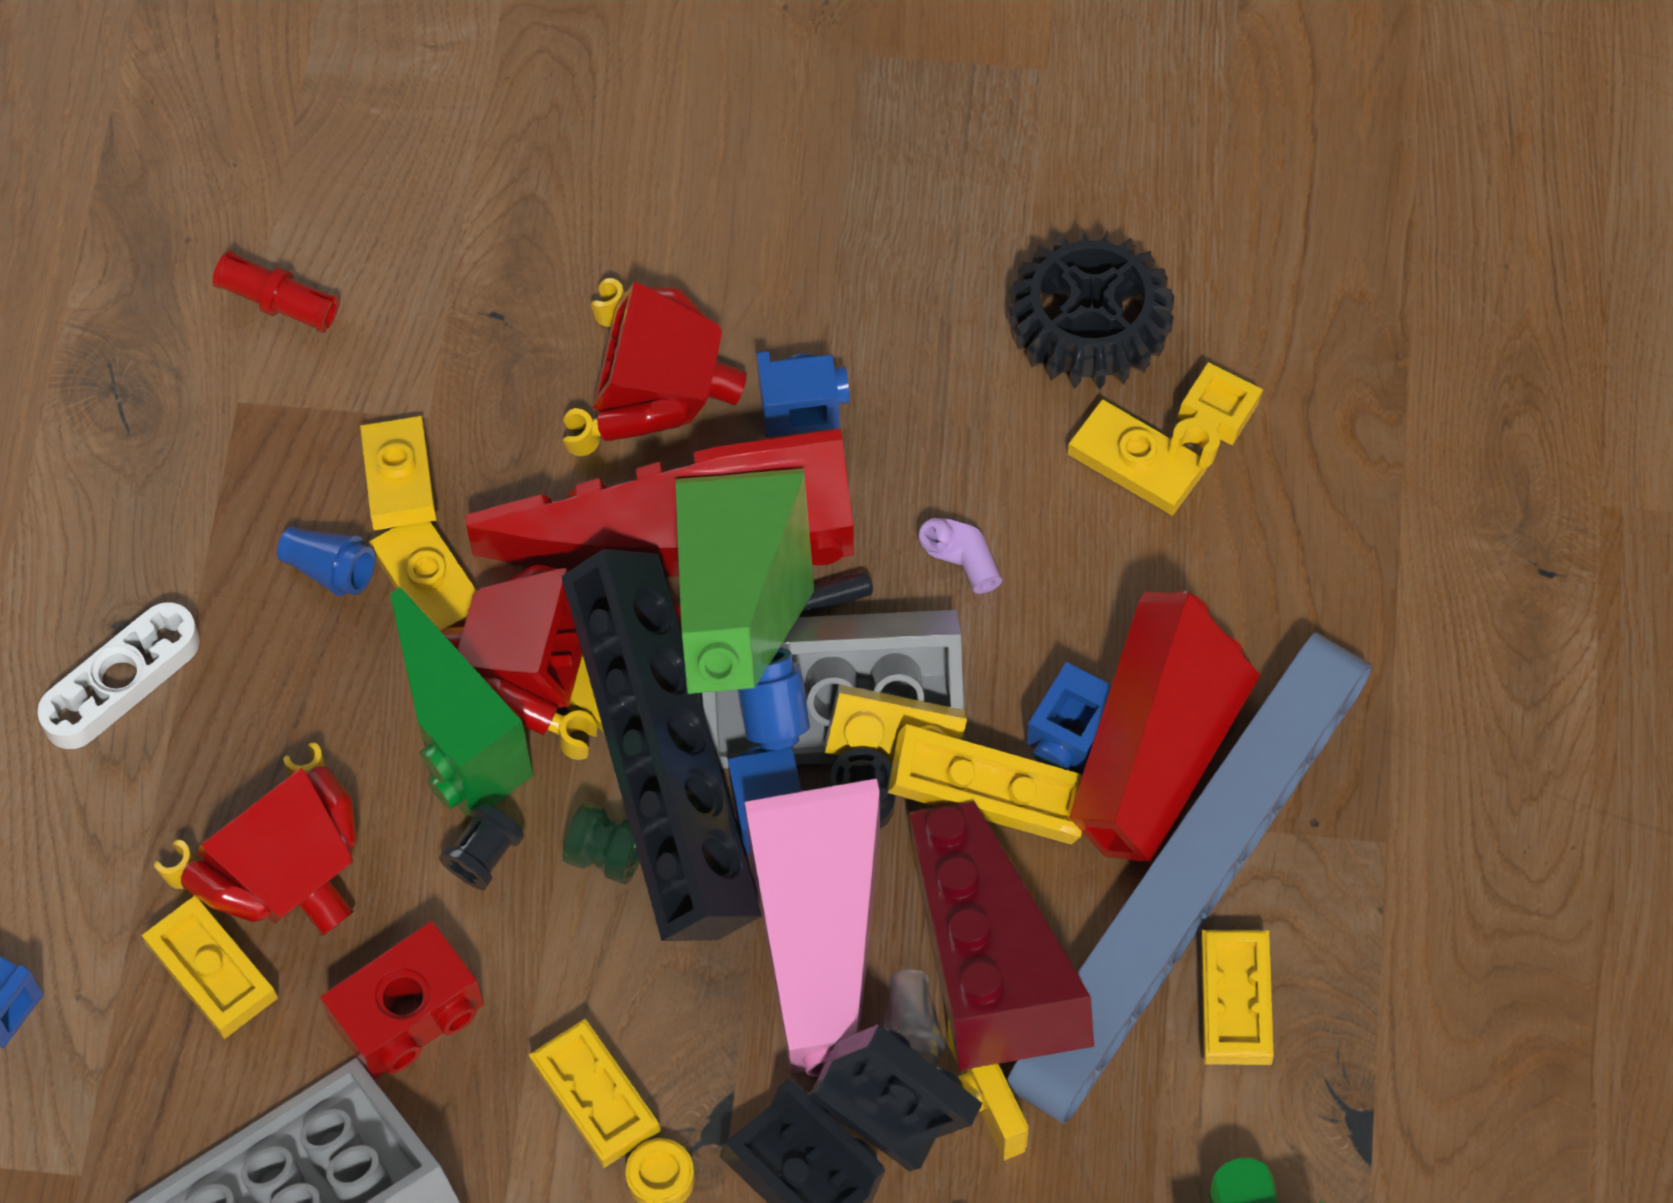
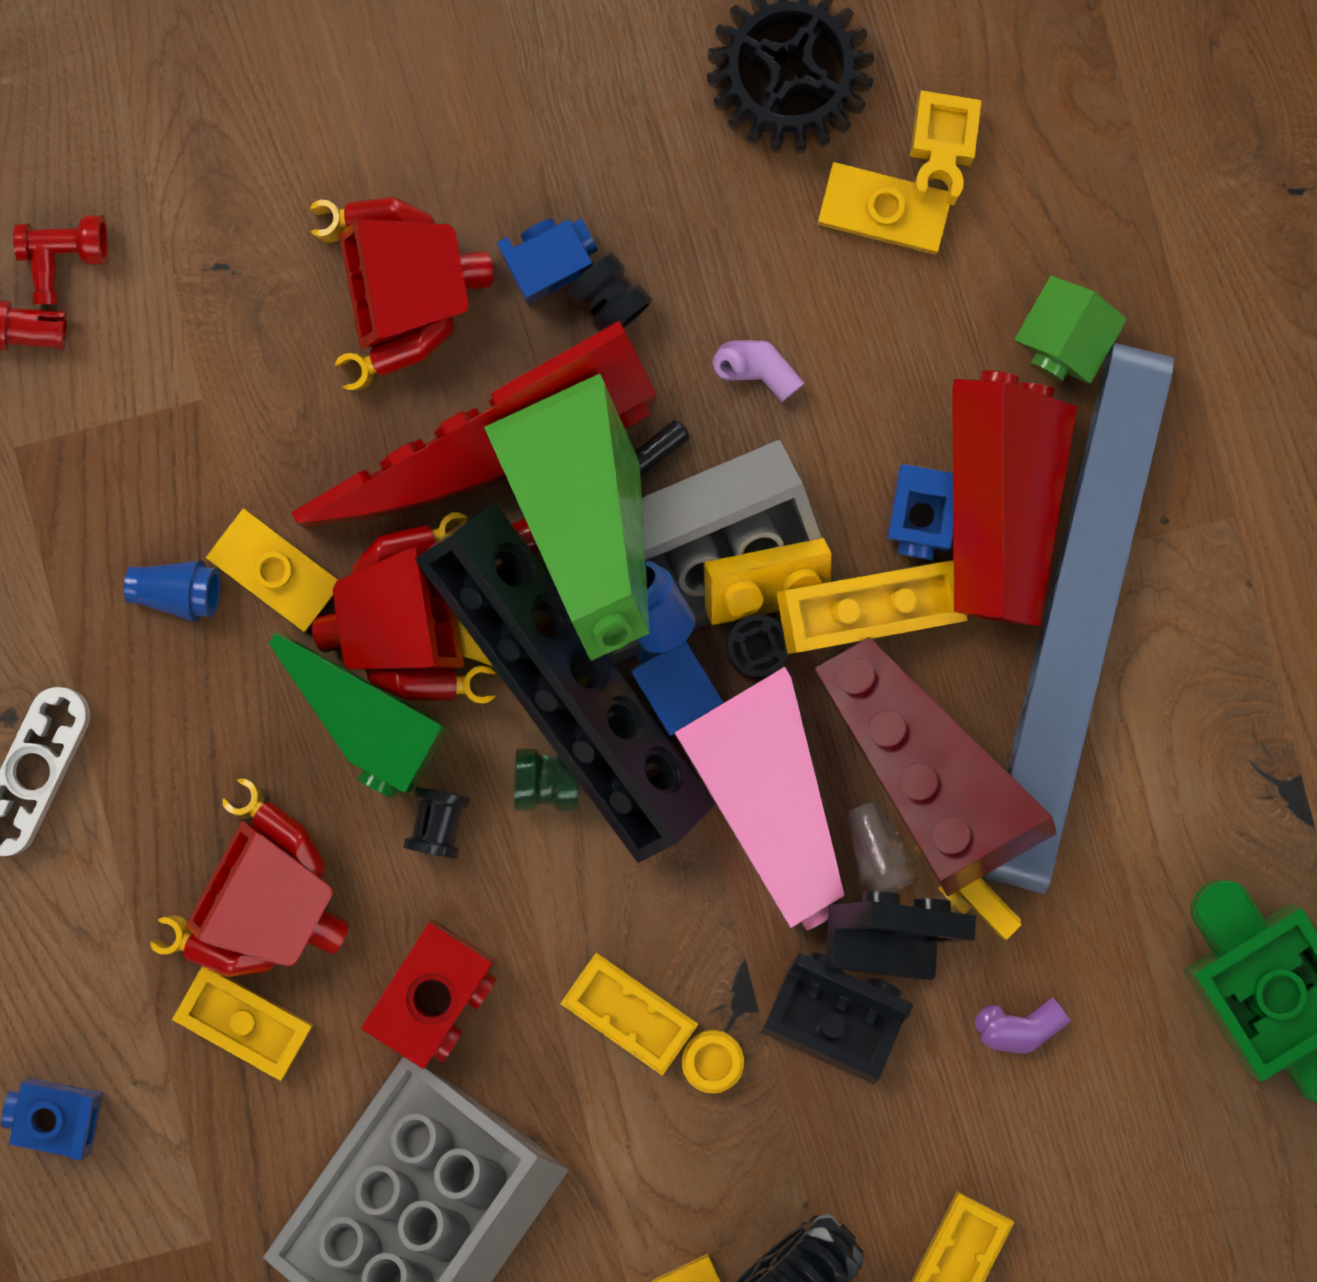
camera: 25 degrees left, 25 degrees up
(386, 248) = (41, 245): none -> red piece
(397, 473) = (203, 478): yellow plate -> none
(861, 450) = (609, 294): none -> black wheel
(1236, 997) = (1154, 721): yellow plate -> none
(1276, 606) = (1069, 331): none -> bright green brick

